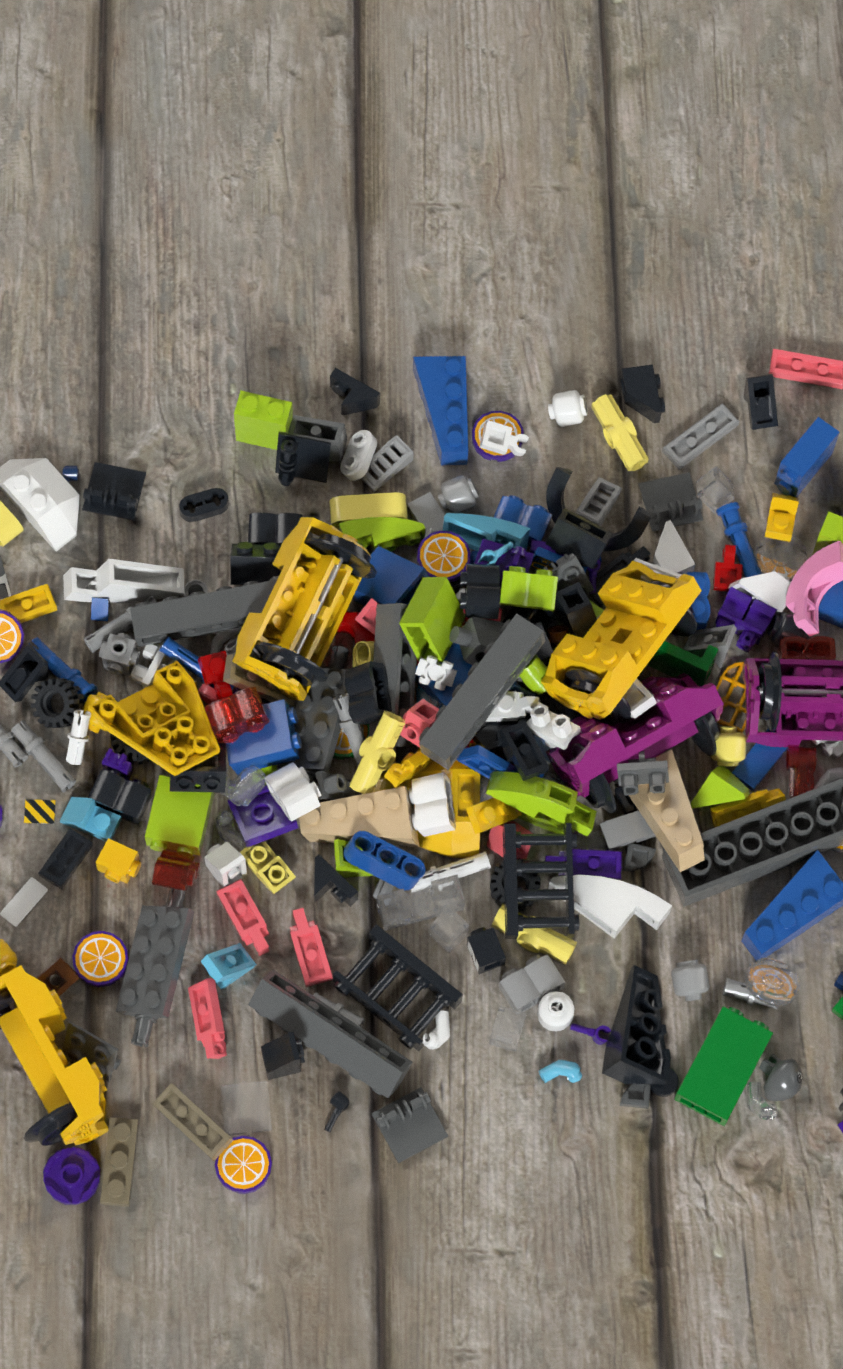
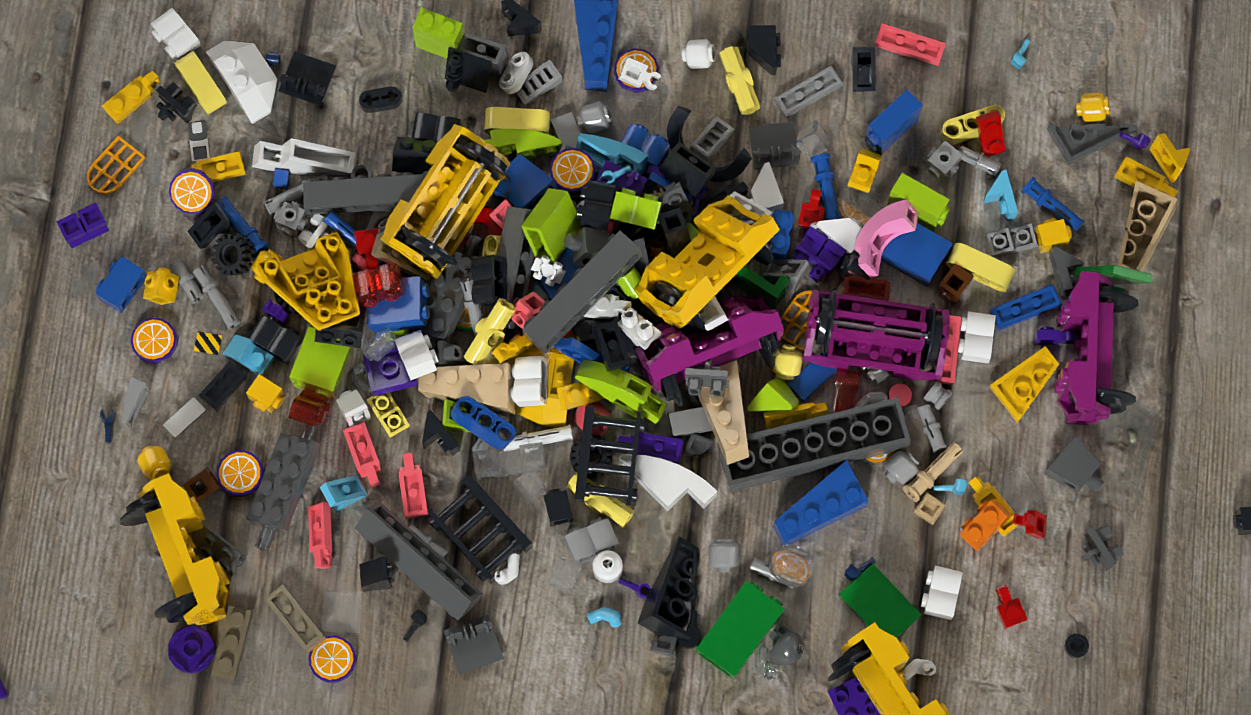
camera: 10 degrees right, 5 degrees up
(78, 737) = (246, 285): white axle -> none

